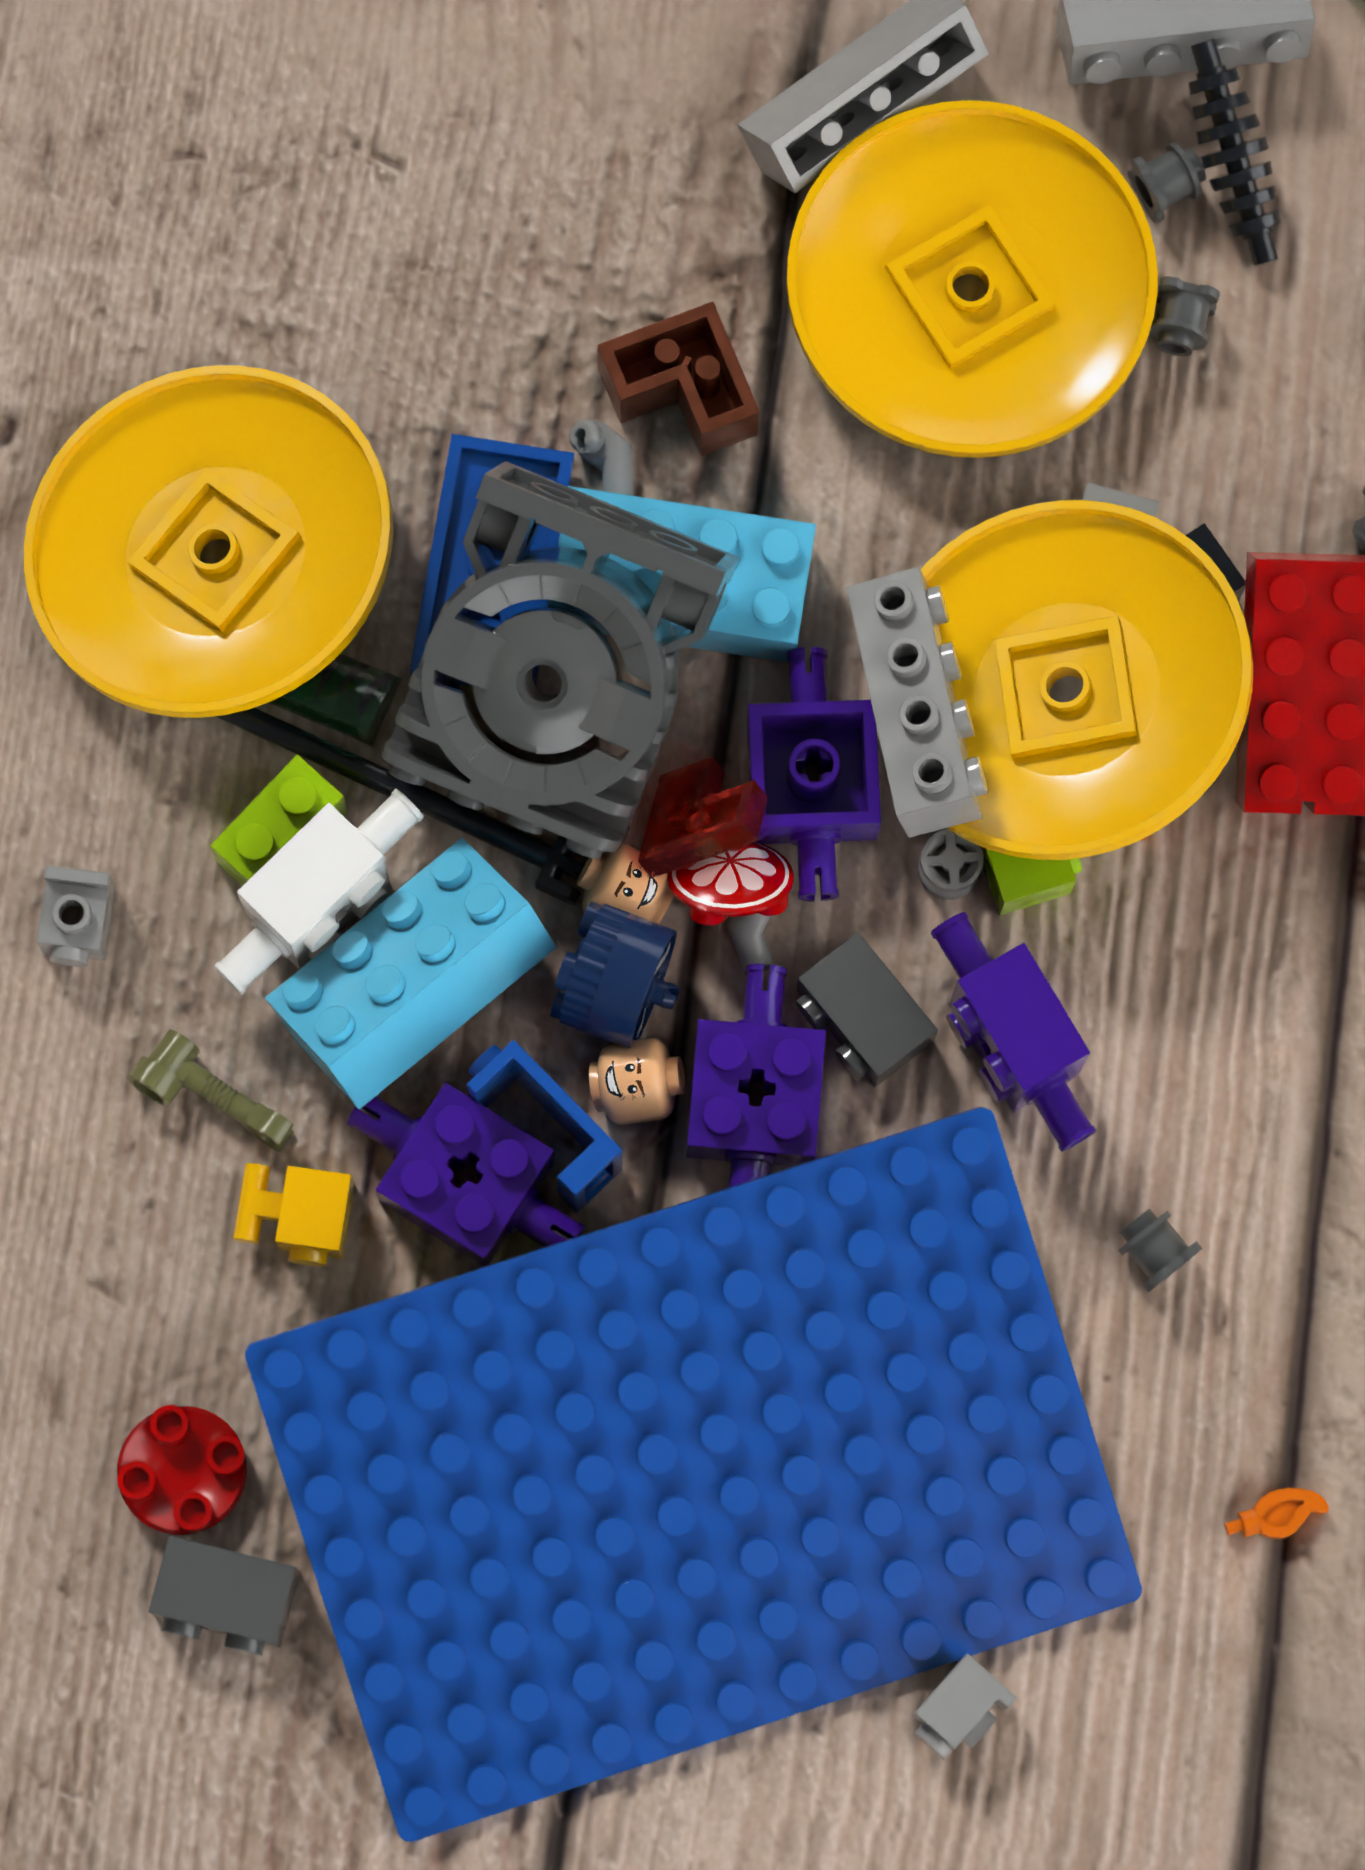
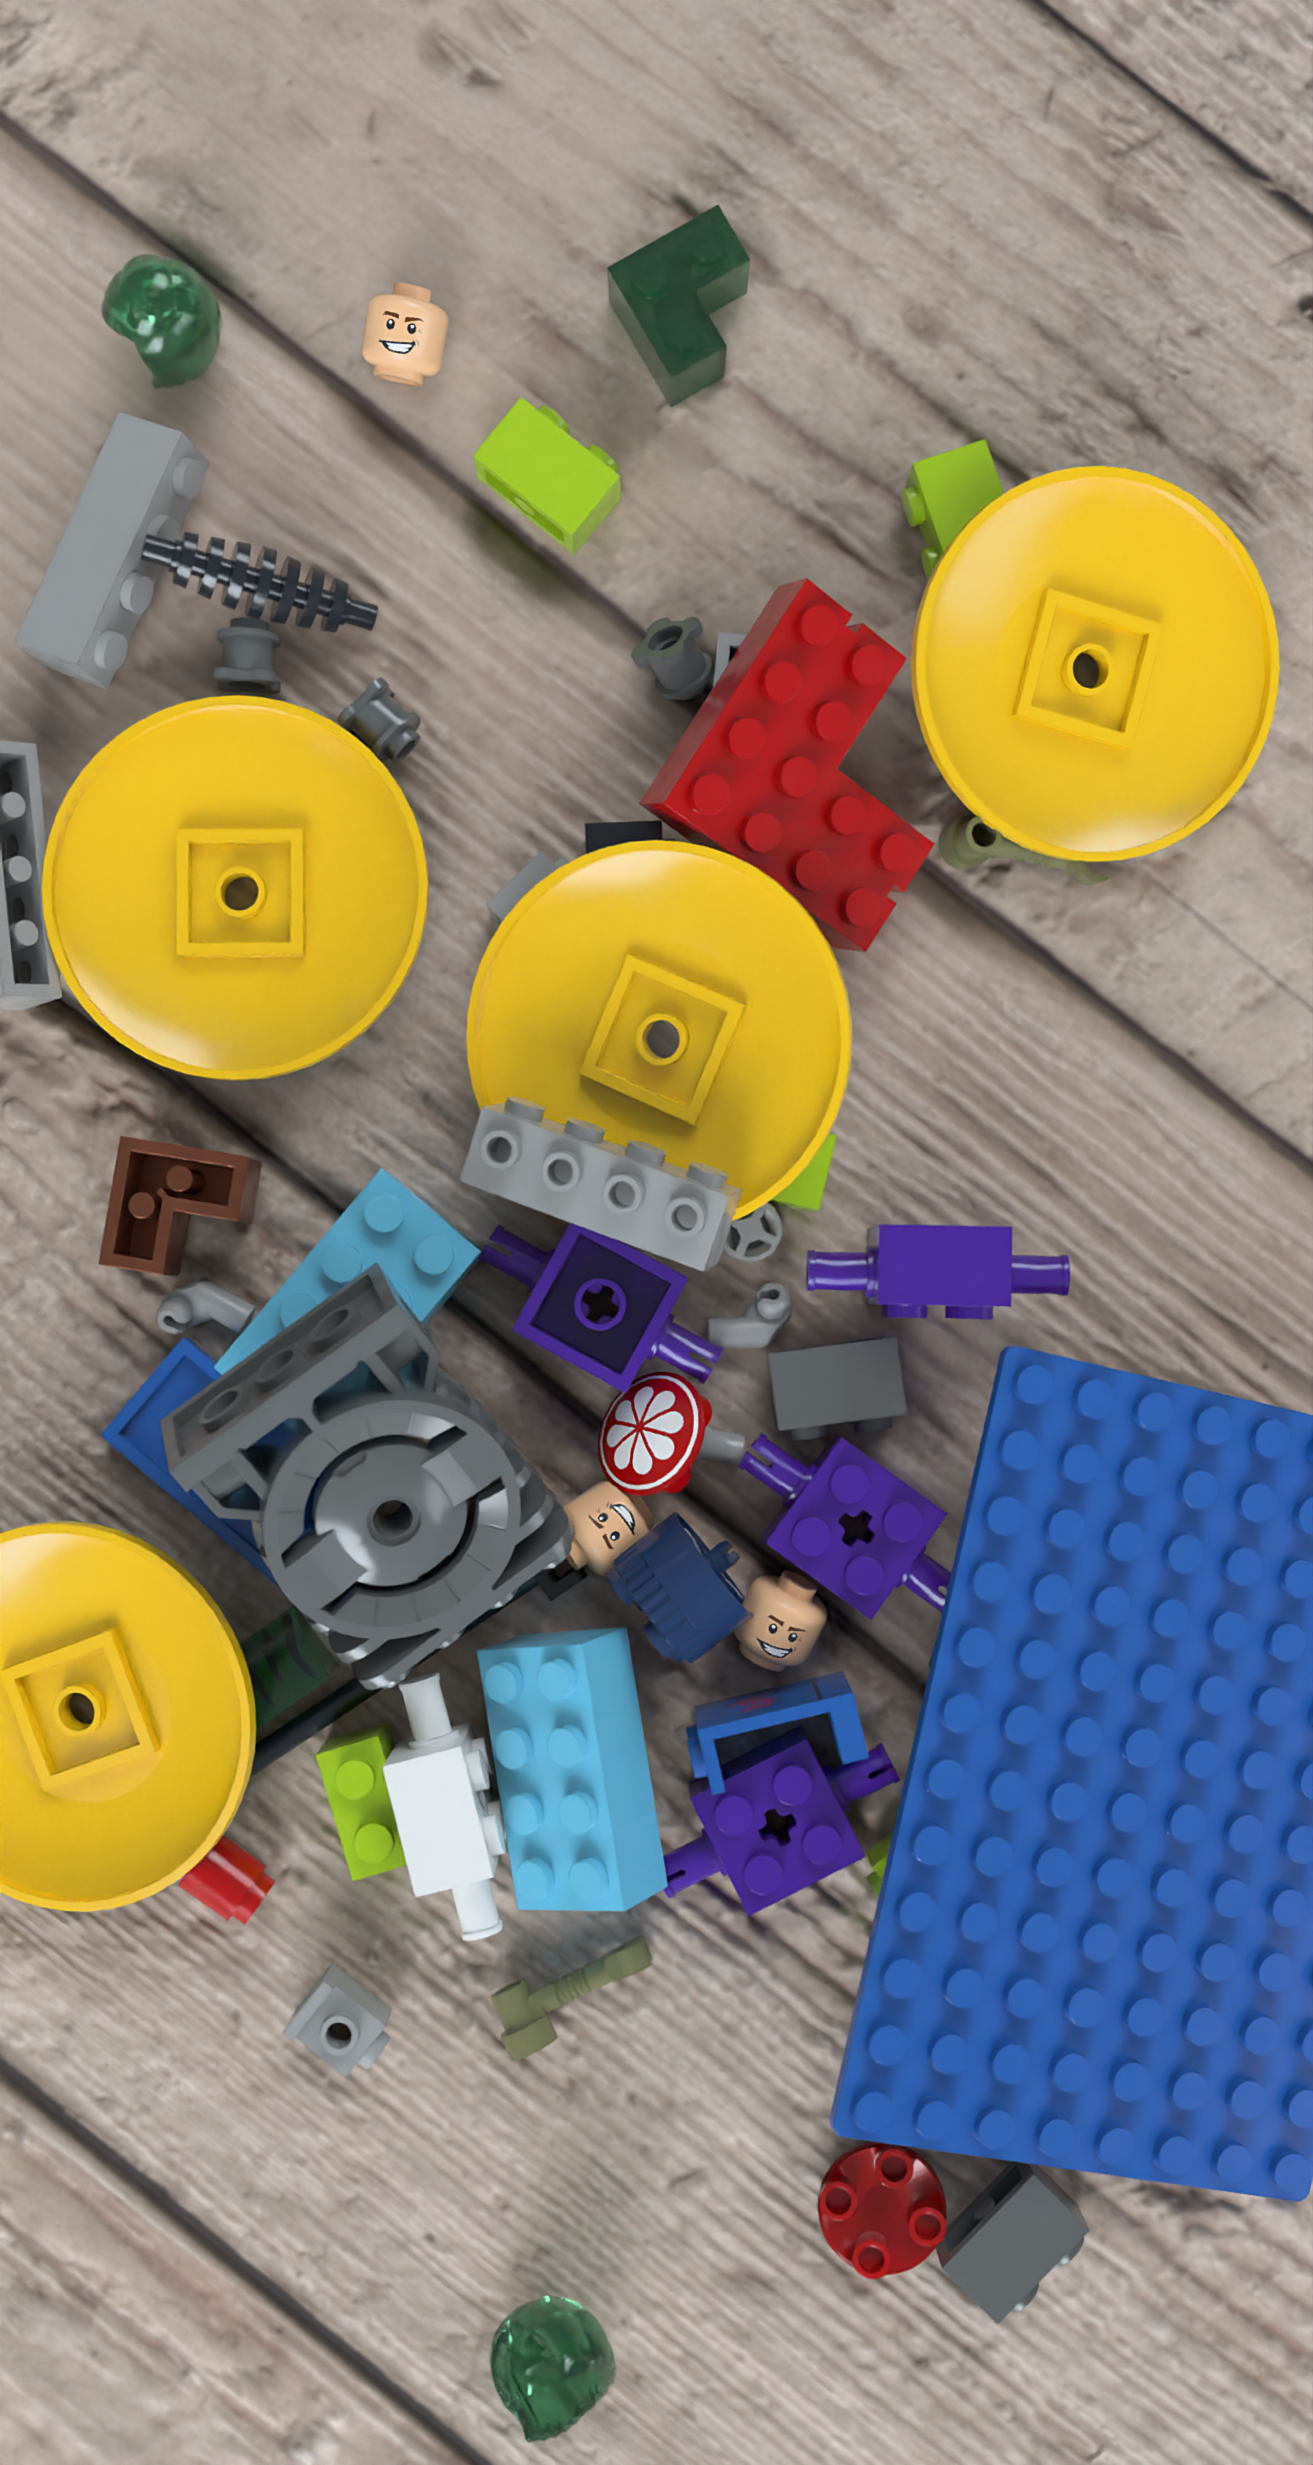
camera: 55 degrees left, 10 degrees up
(141, 752) = (229, 1881): none -> red brick
(309, 1212) = (725, 1973): yellow brick -> none
(697, 820) = (589, 1439): clear red plate -> none
(876, 920) = (758, 1323): none -> light grey arm
(1156, 1247) = (1189, 1260): dark grey brick -> none

